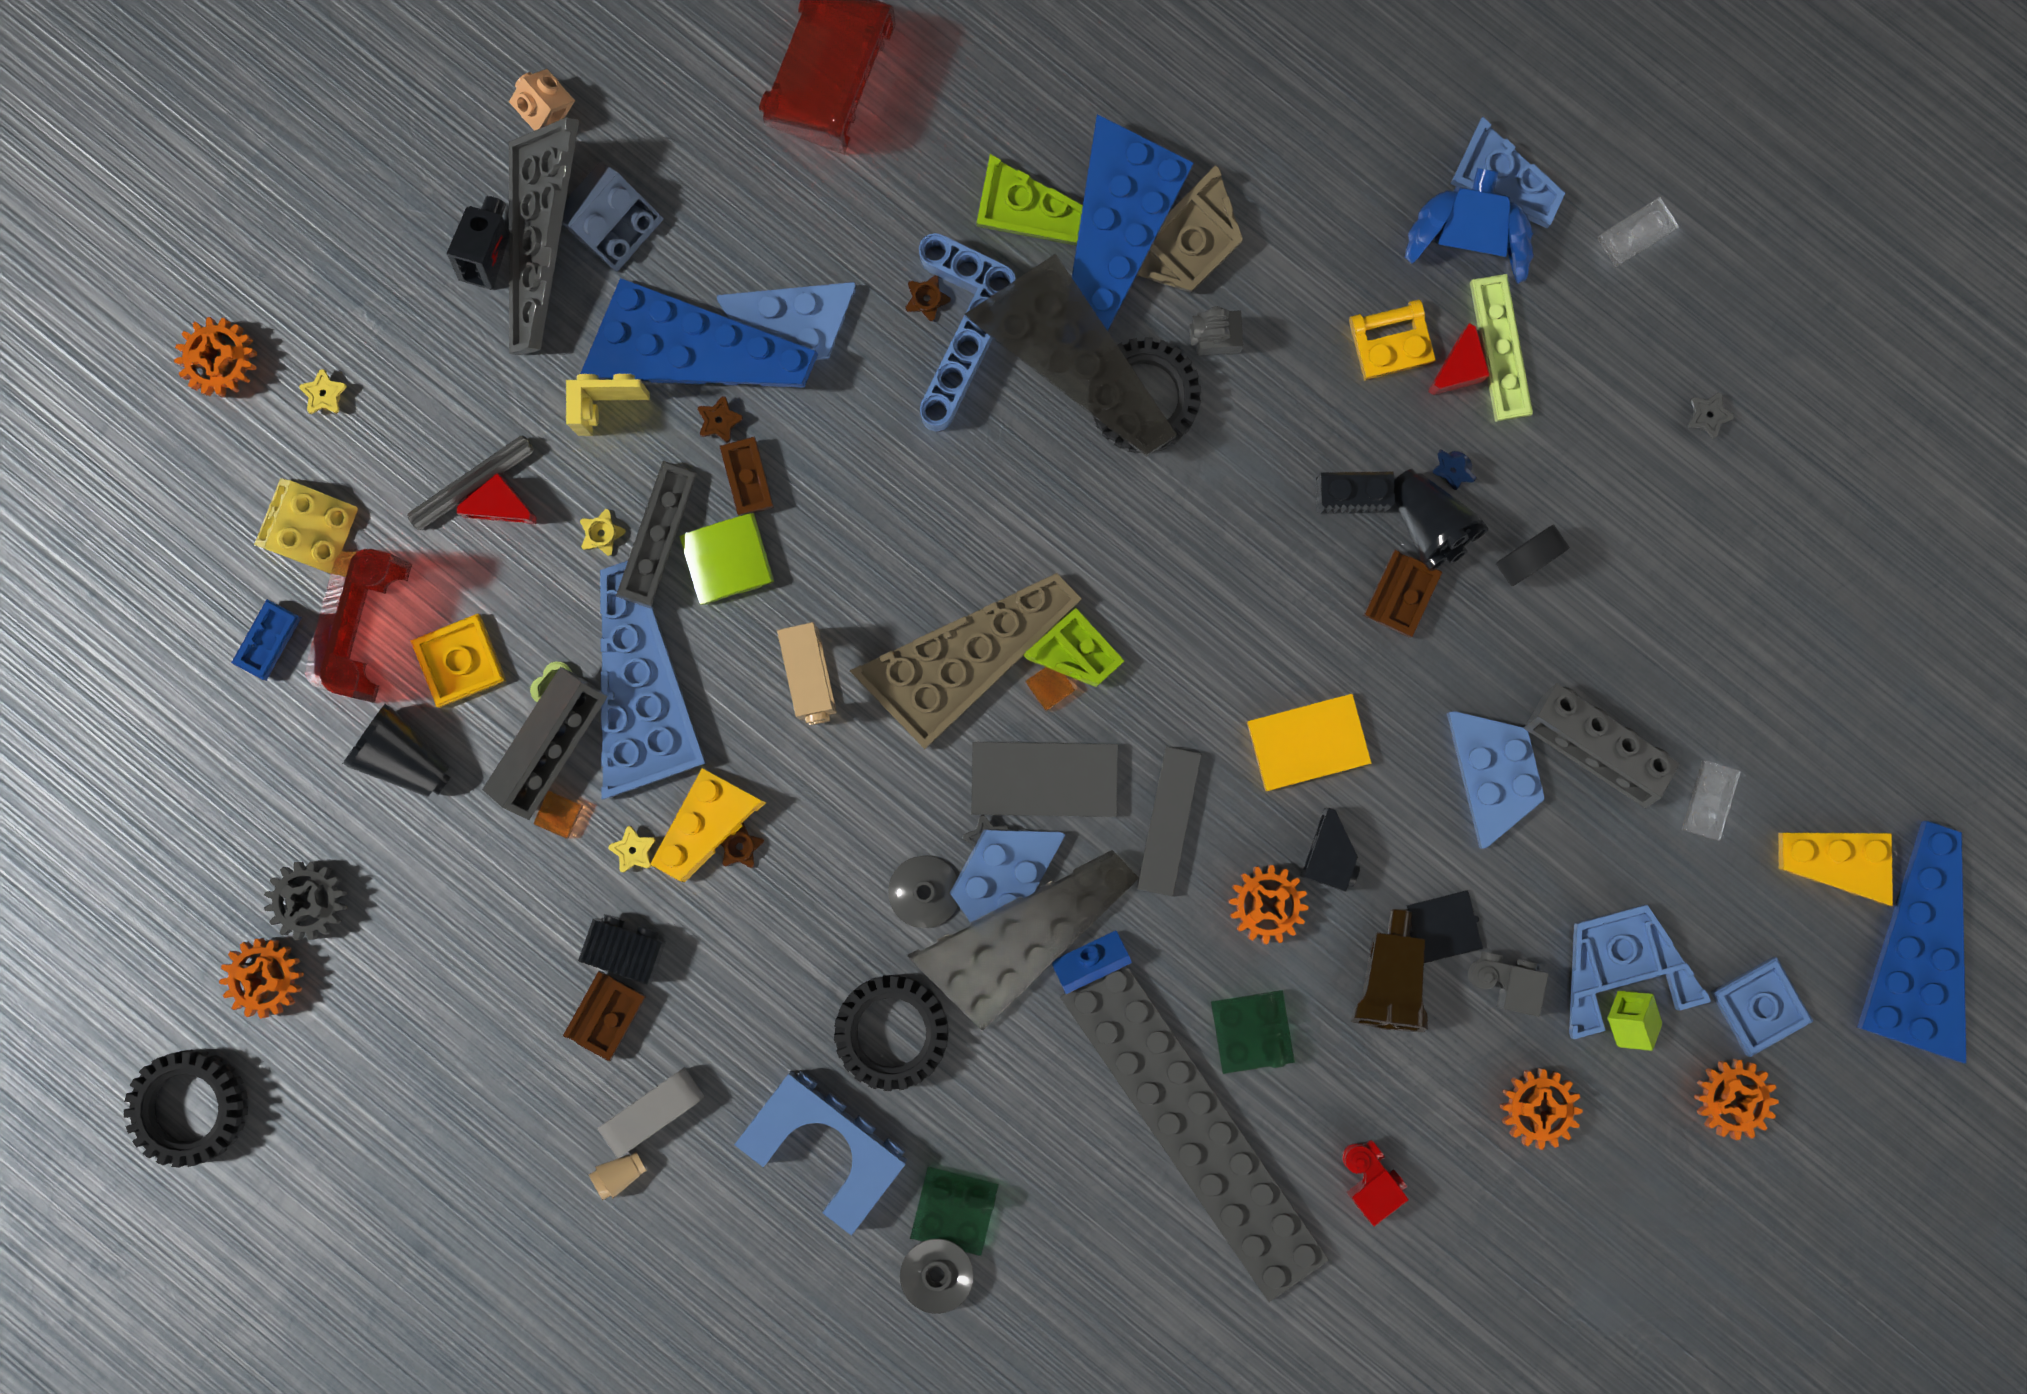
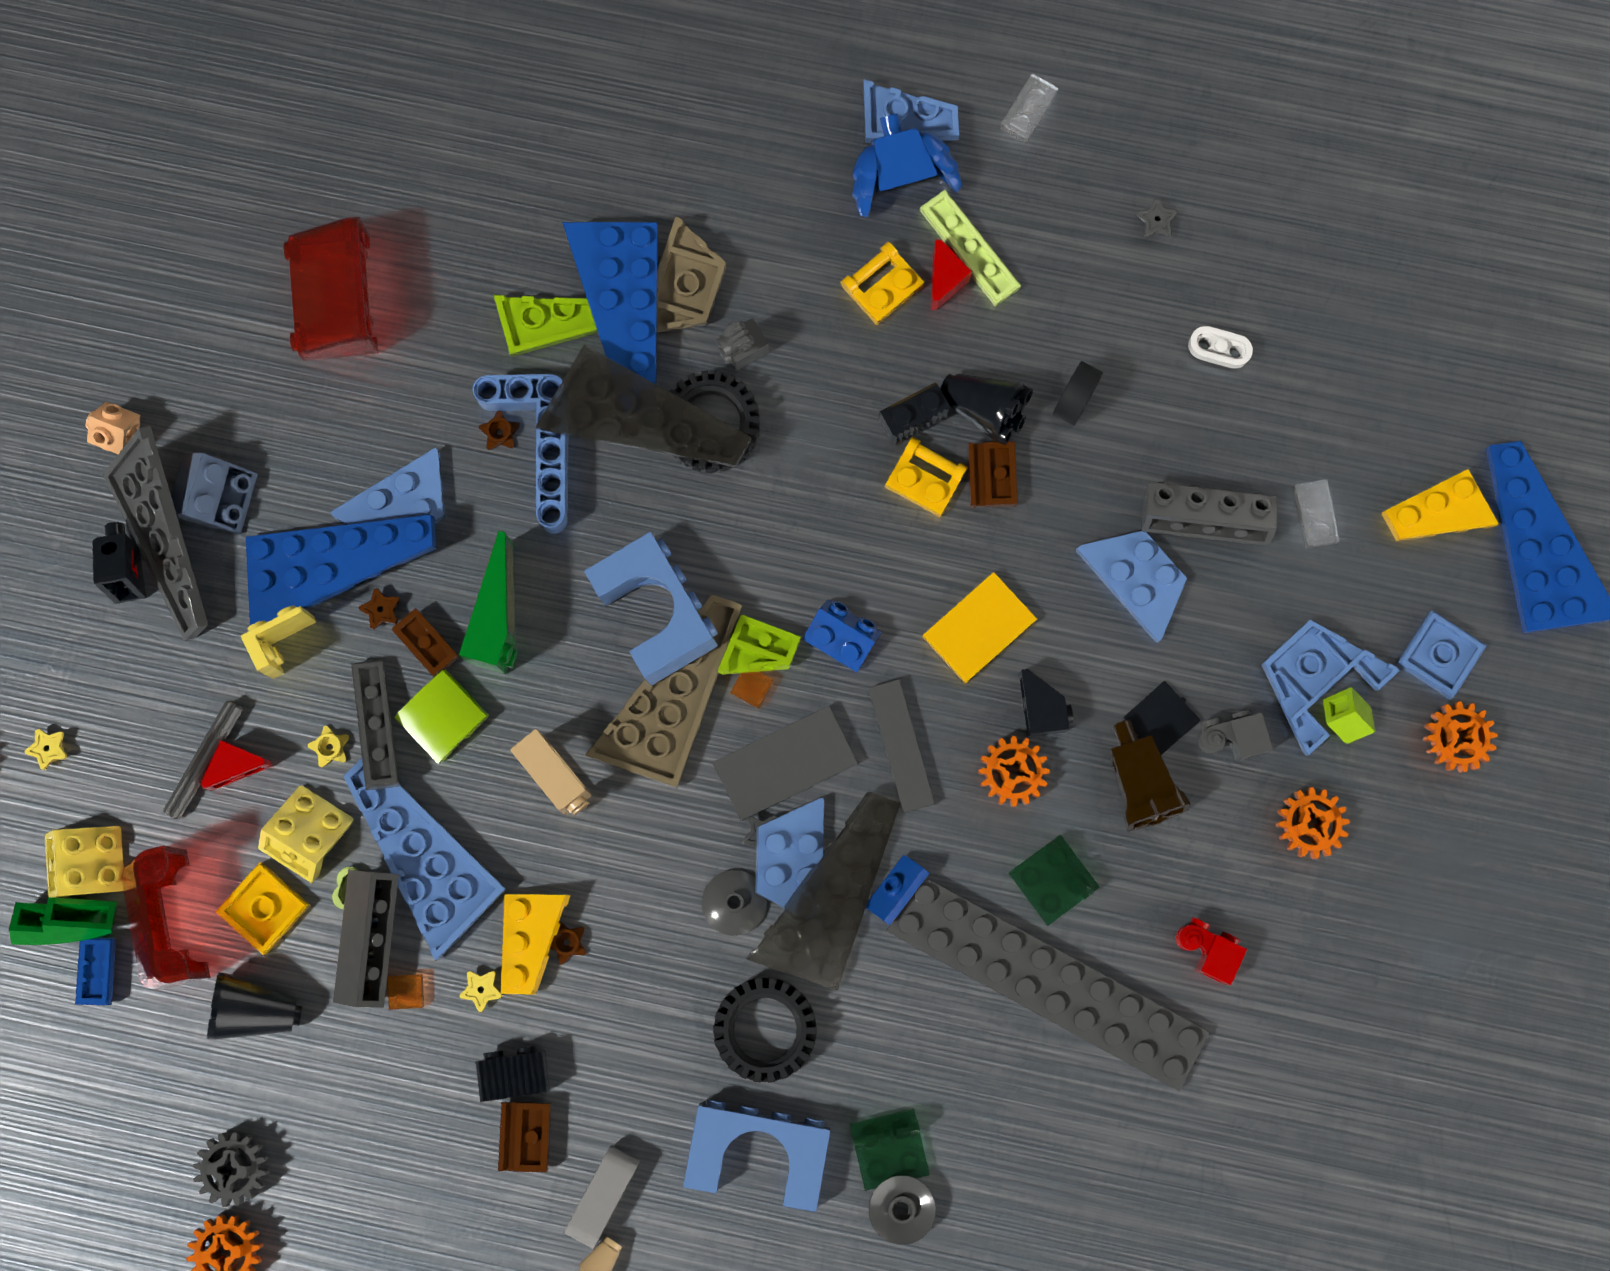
camera: 25 degrees left, 5 degrees down
(256, 574) = (61, 921): none -> green slope
(535, 606) = (303, 832): none -> light yellow bracket
(821, 495) = (491, 628): none -> green slope
(1012, 601) = (686, 635): none -> medium blue arch
(1167, 679) = (842, 634): none -> blue bracket
(1324, 568) = (922, 486): none -> yellow plate
(1462, 467) = (985, 350): dark blue plate -> none
(1704, 578) = (1220, 344): none -> white plate

